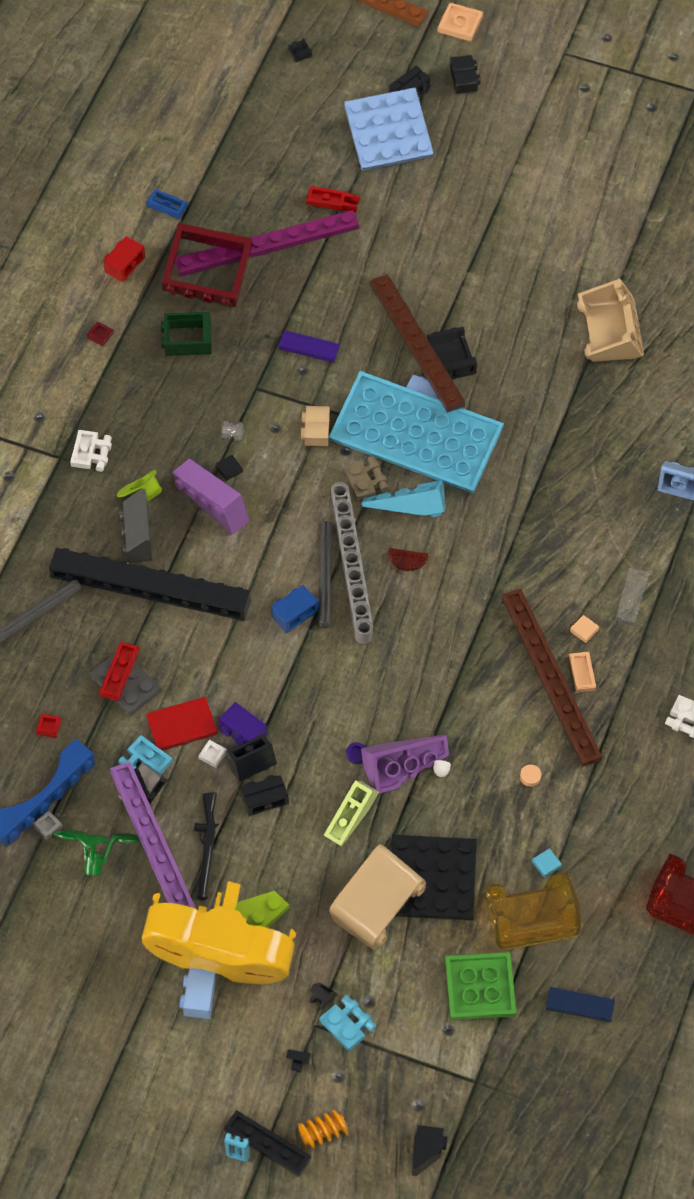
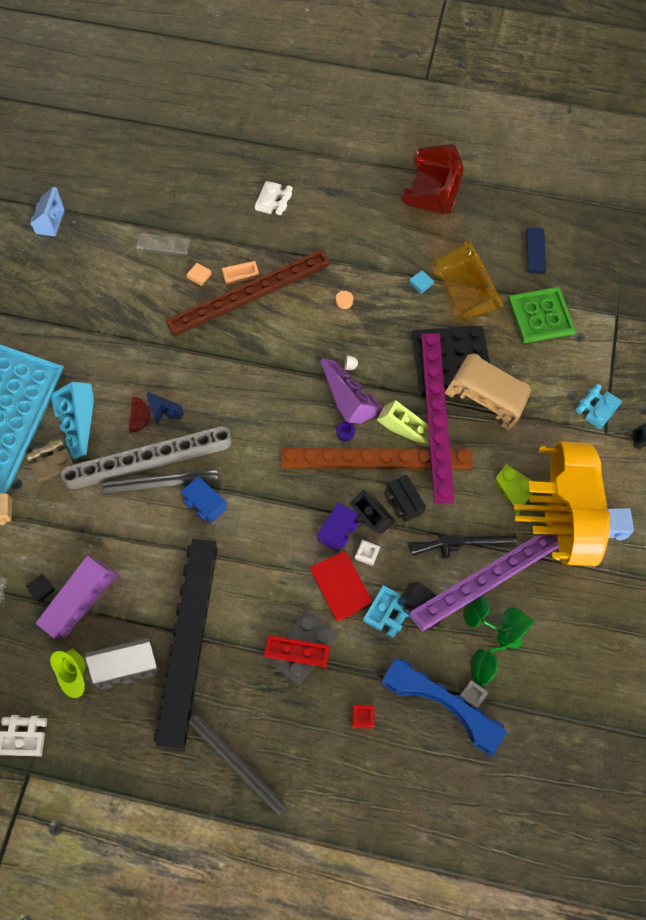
camera: 100 degrees left, 5 degrees up
(318, 780) = (369, 458): none -> dark orange plate
(323, 993) = (581, 425): black tile -> none
(355, 839) = (437, 419): none -> magenta plate
(409, 576) = (163, 406): none -> dark blue slope

